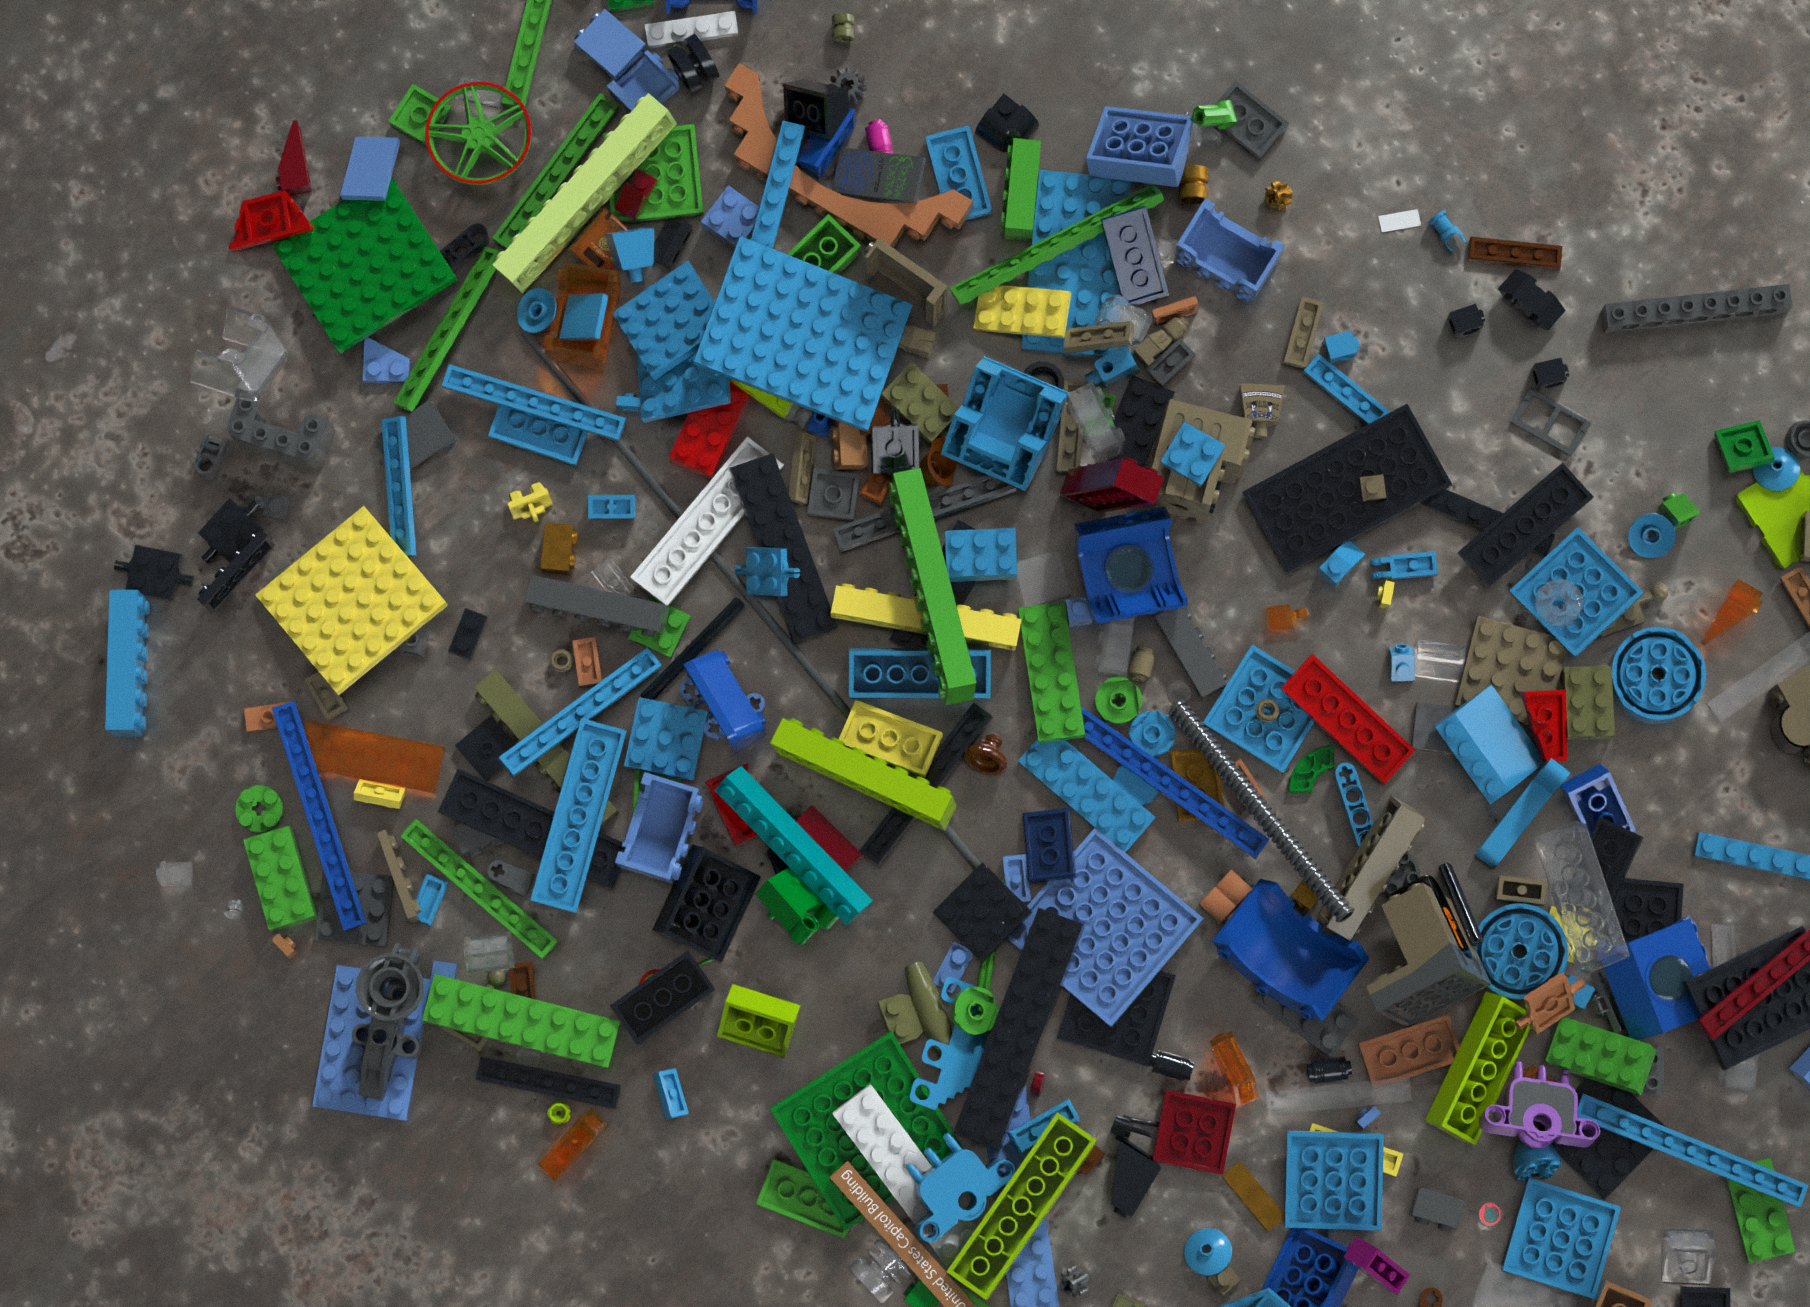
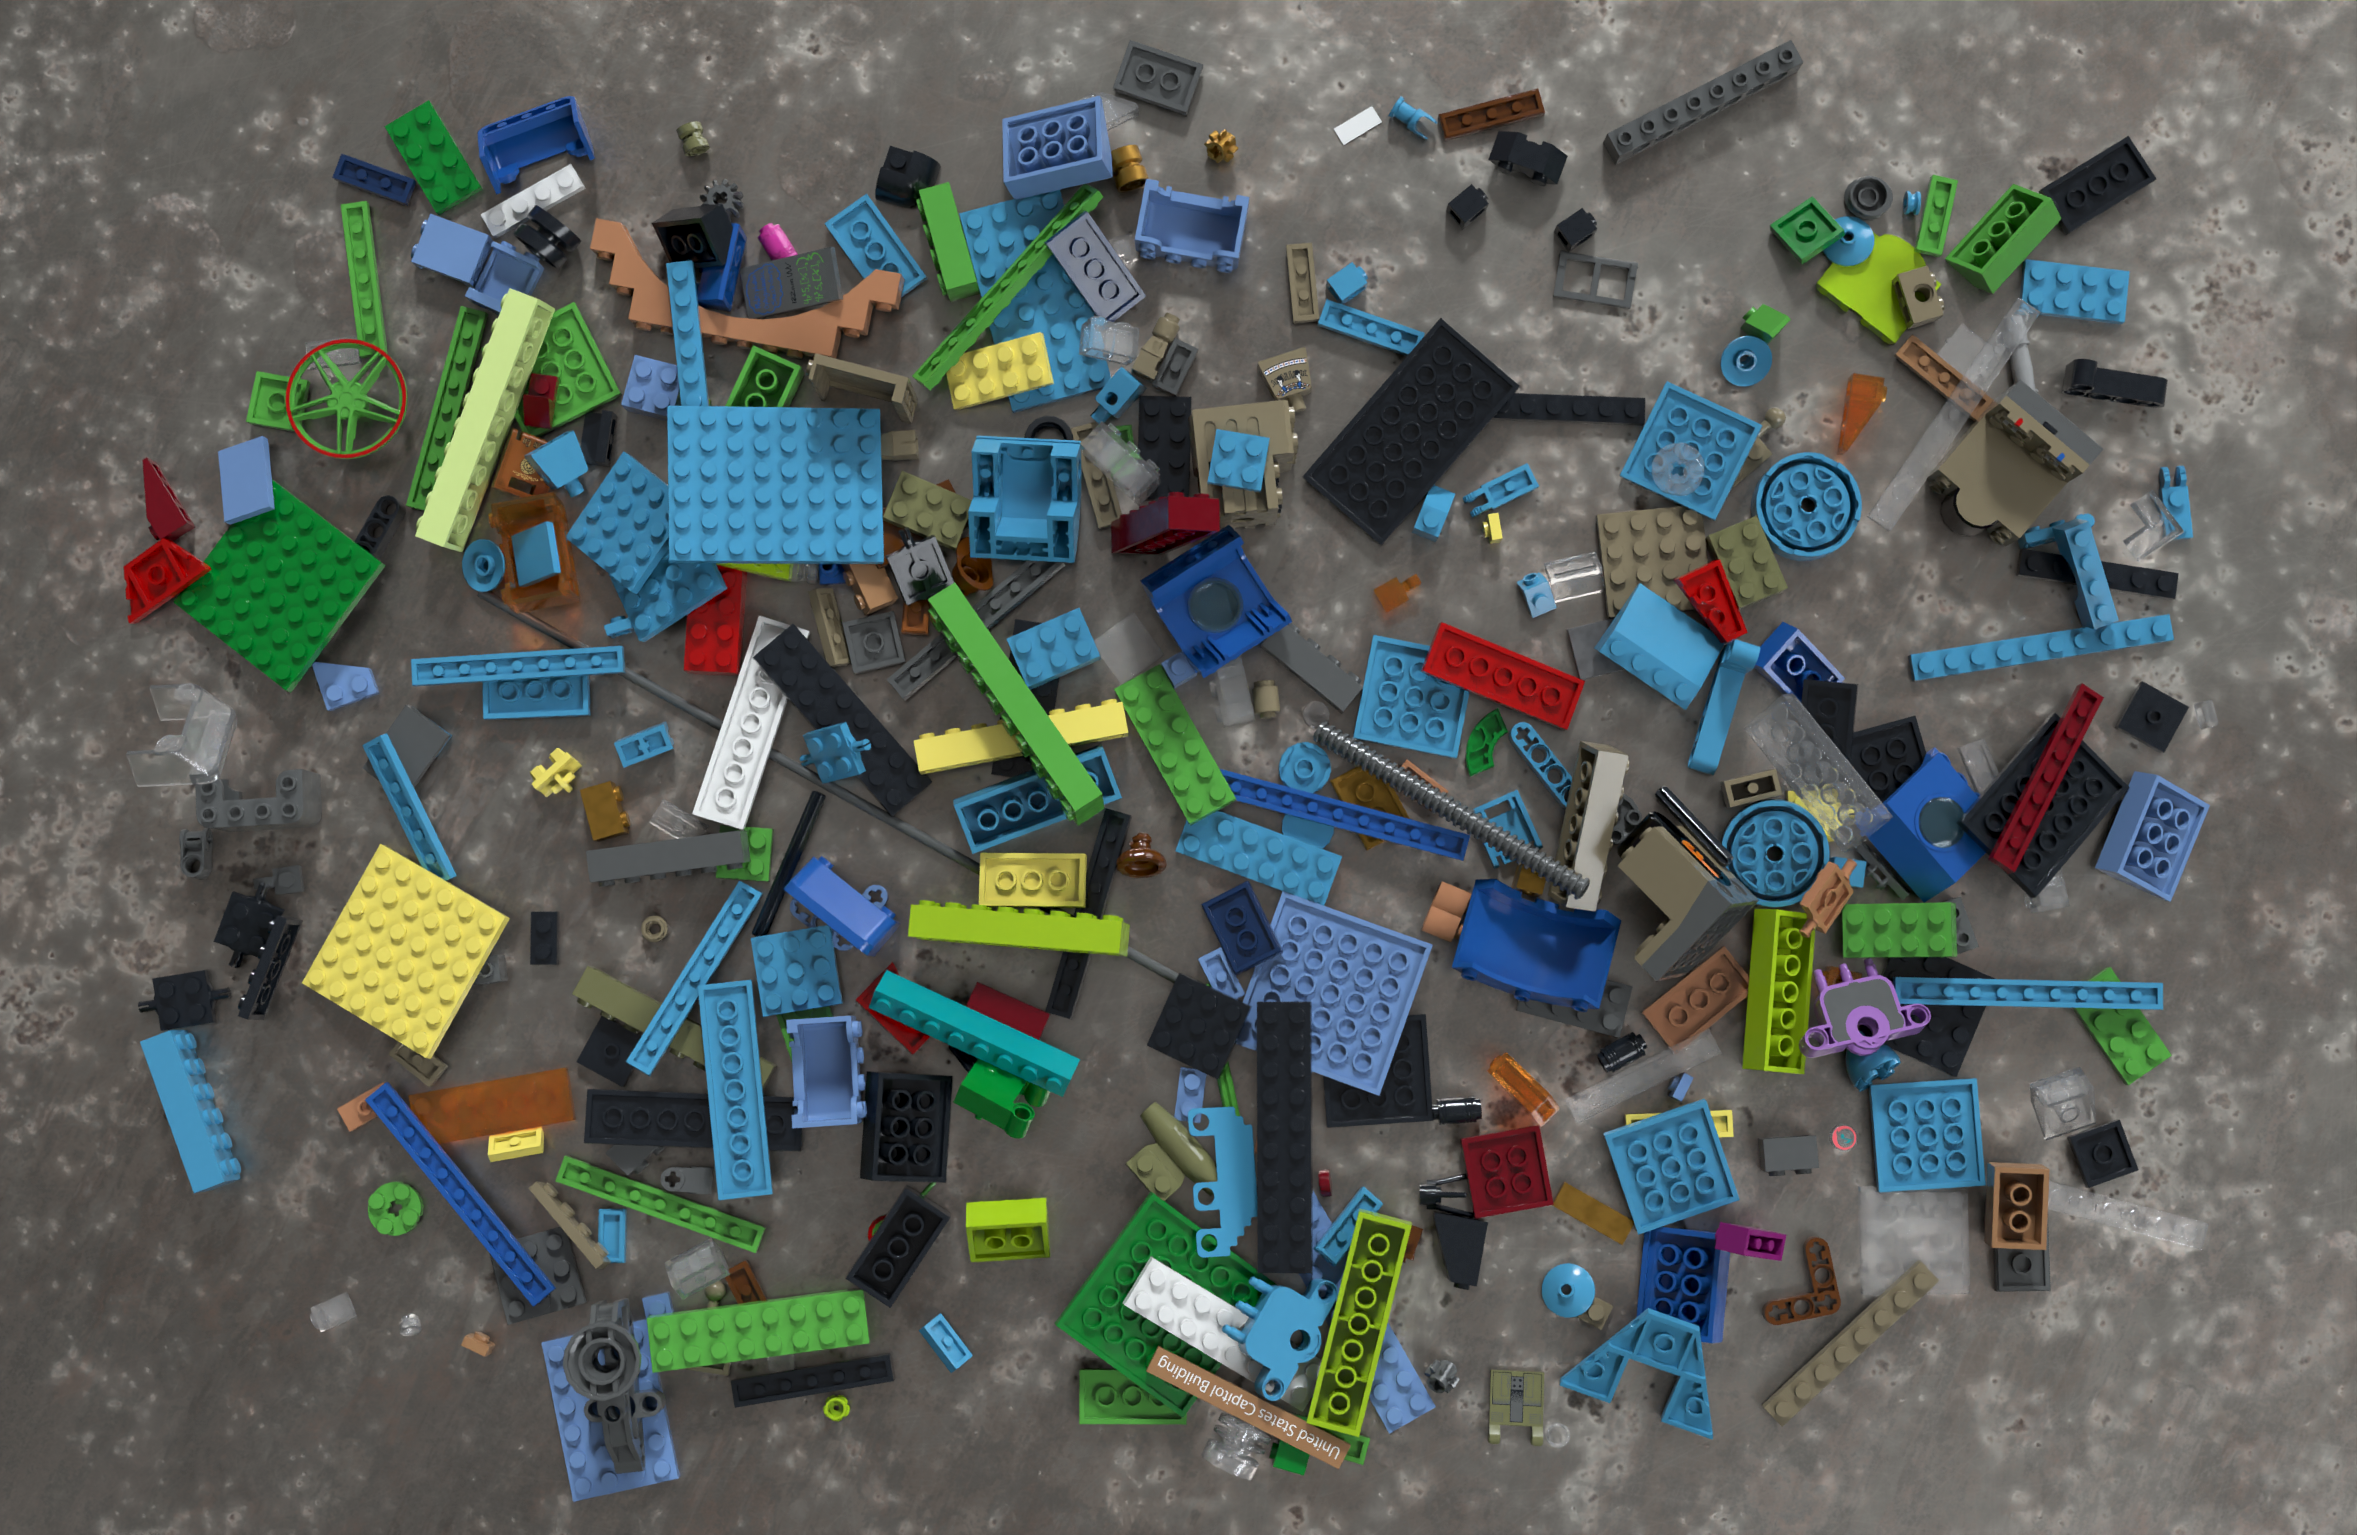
camera: 20 degrees left, 5 degrees up
(280, 879) = (446, 1275): bright green brick -> none
(447, 330) = (396, 624): bright green plate -> none
(573, 1144) = (863, 1435): clear orange slope -> none
(587, 661) = (682, 919): nougat plate -> none
(961, 1012) = (1216, 1137): bright green plate -> none
(1098, 337) = (1090, 369): dark tan plate -> none
(1128, 709) = (1252, 761): bright green plate -> none
(1183, 307) = (1164, 305): nougat tile -> none
(1219, 115) = (1126, 83): bright green piece -> none
(1267, 703) = (1422, 693): dark tan plate -> none
(1313, 843) = (1515, 821): none -> dark azure container
(1372, 488) = (1438, 421): dark tan plate -> none
(1525, 525) = (1611, 400): black plate -> none

